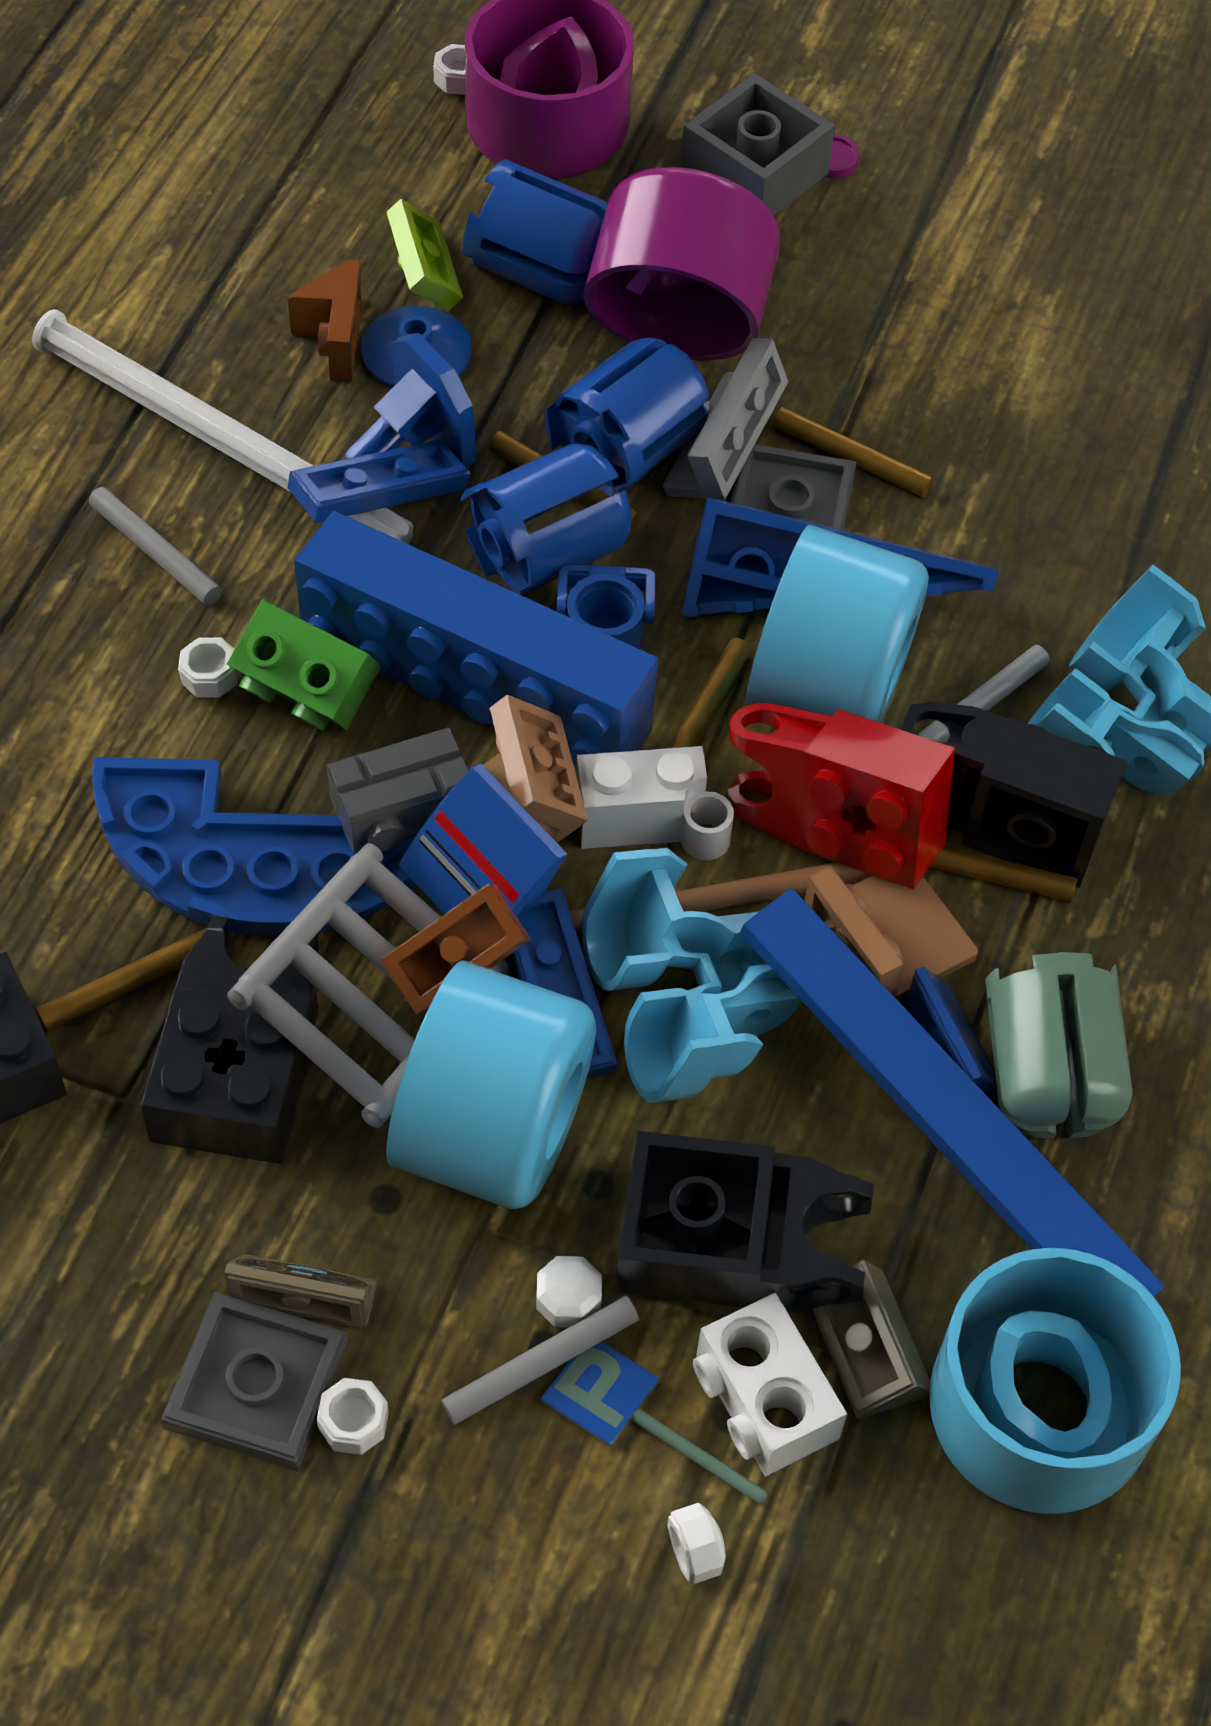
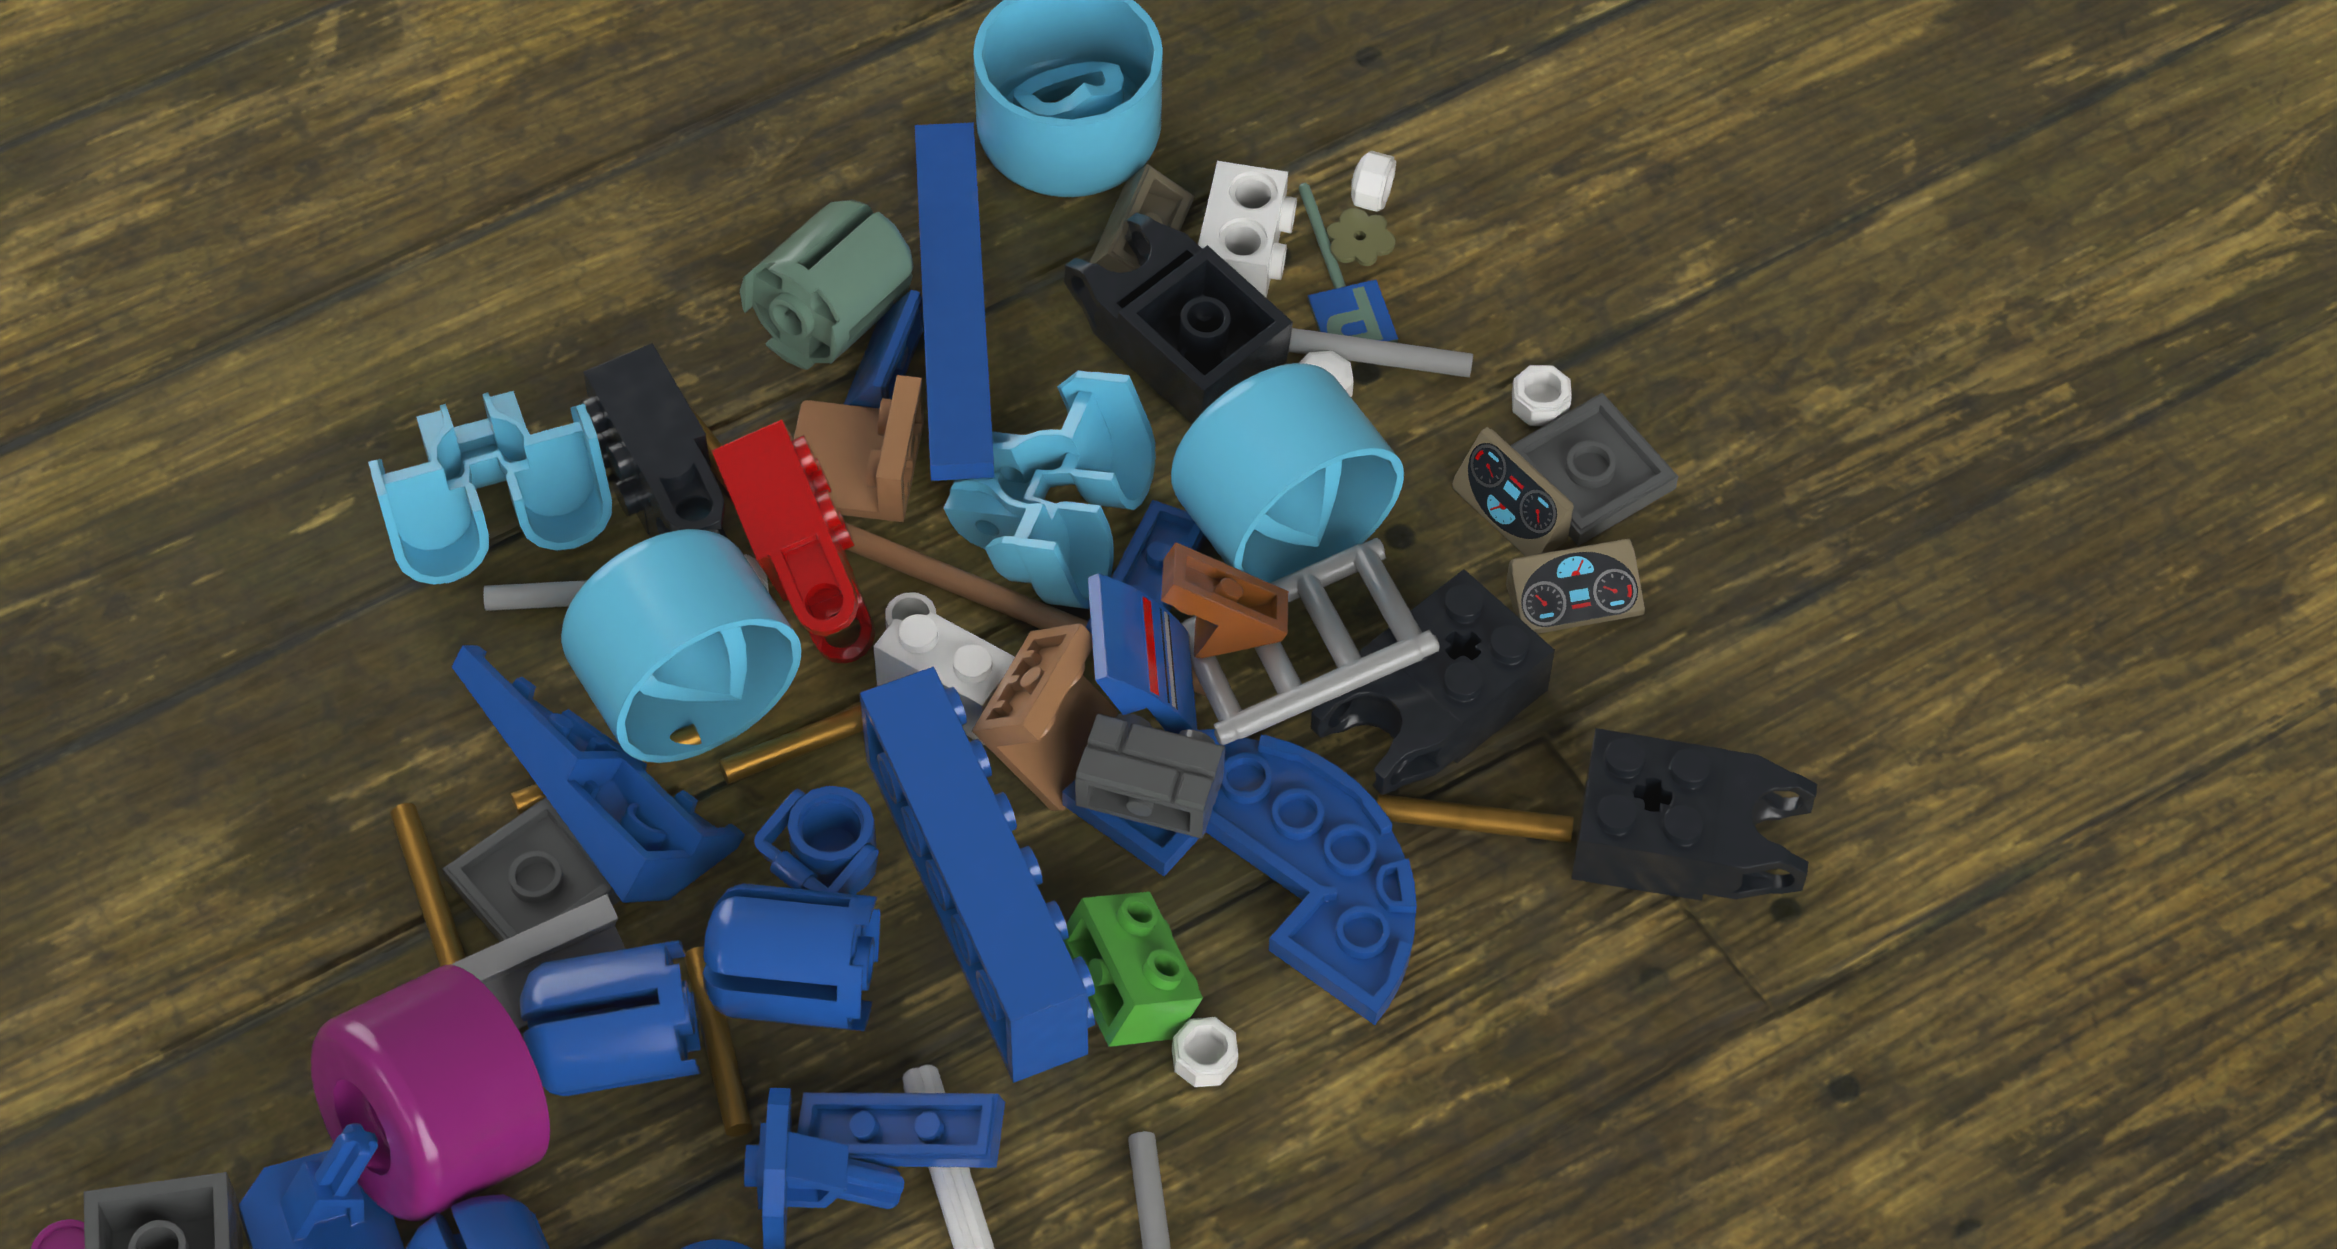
camera: 140 degrees left, 0 degrees up
(183, 1238) = (1576, 586): none -> slope
(664, 1461) = (1360, 237): none -> olive plant

